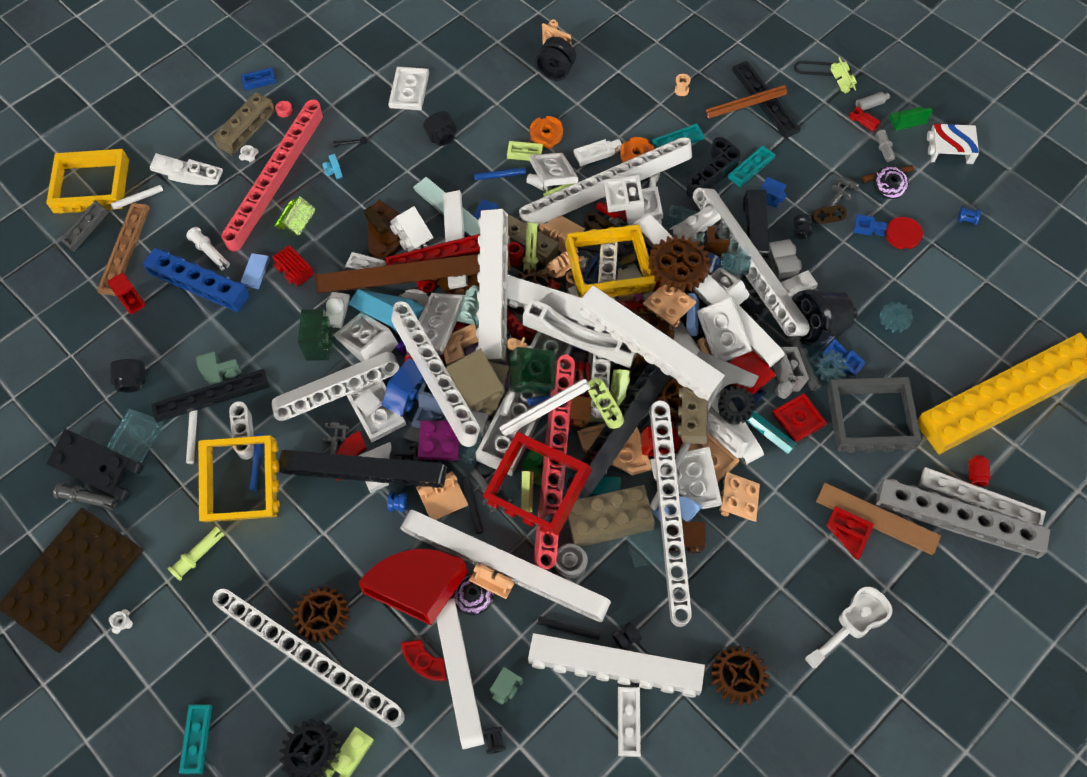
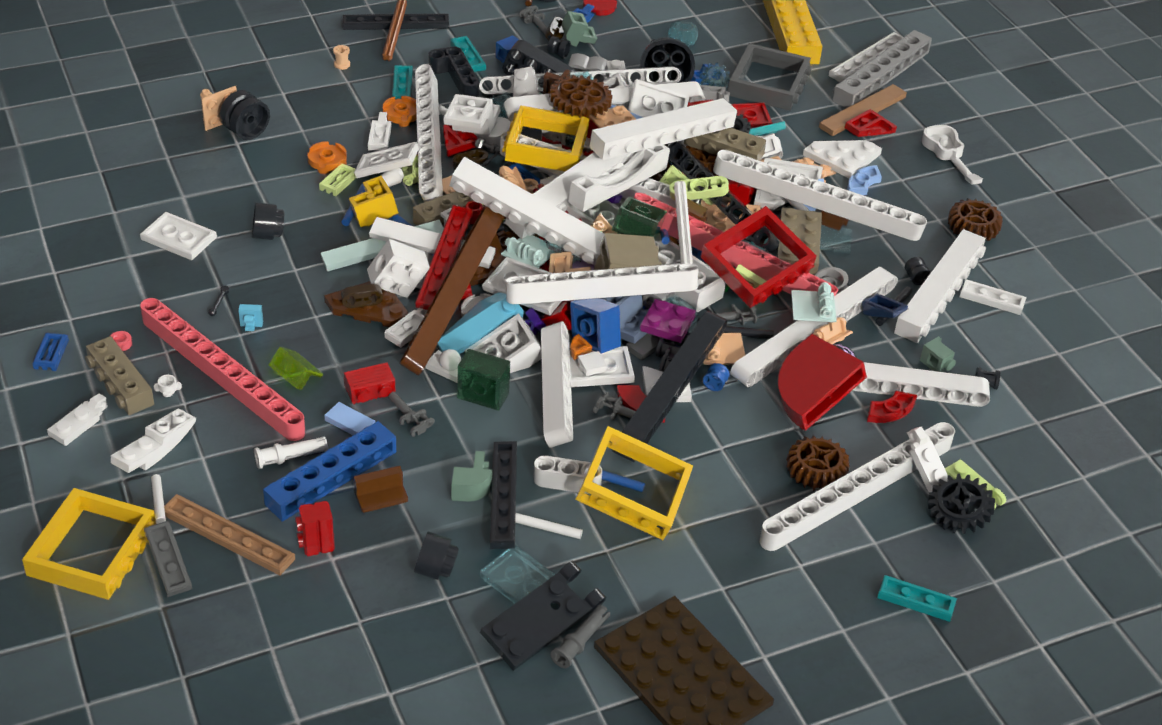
camera: 75 degrees left, 20 degrees down
(116, 617) = (755, 629): white plate -> none
(189, 318) = (380, 489): none -> reddish brown panel
(189, 560) = (708, 555): yellowish green pin -> none
(198, 123) = (78, 420): none -> white hinge
(274, 305) = (411, 416): none -> dark grey piece
(346, 707) = (926, 458): none -> white hinge
(380, 386) = (579, 346): none -> orange tile
(496, 185) = (374, 202): none -> yellow brick
(511, 553) = (814, 304): none -> light aqua hinge
(553, 605) = (882, 306): none -> dark blue slope
(754, 548) = (863, 179): none -> light blue tile
(785, 521) = (843, 156): none -> white plate
(831, 229) = (577, 29): none -> sand green brick
(979, 470) = (846, 46): red brick -> none

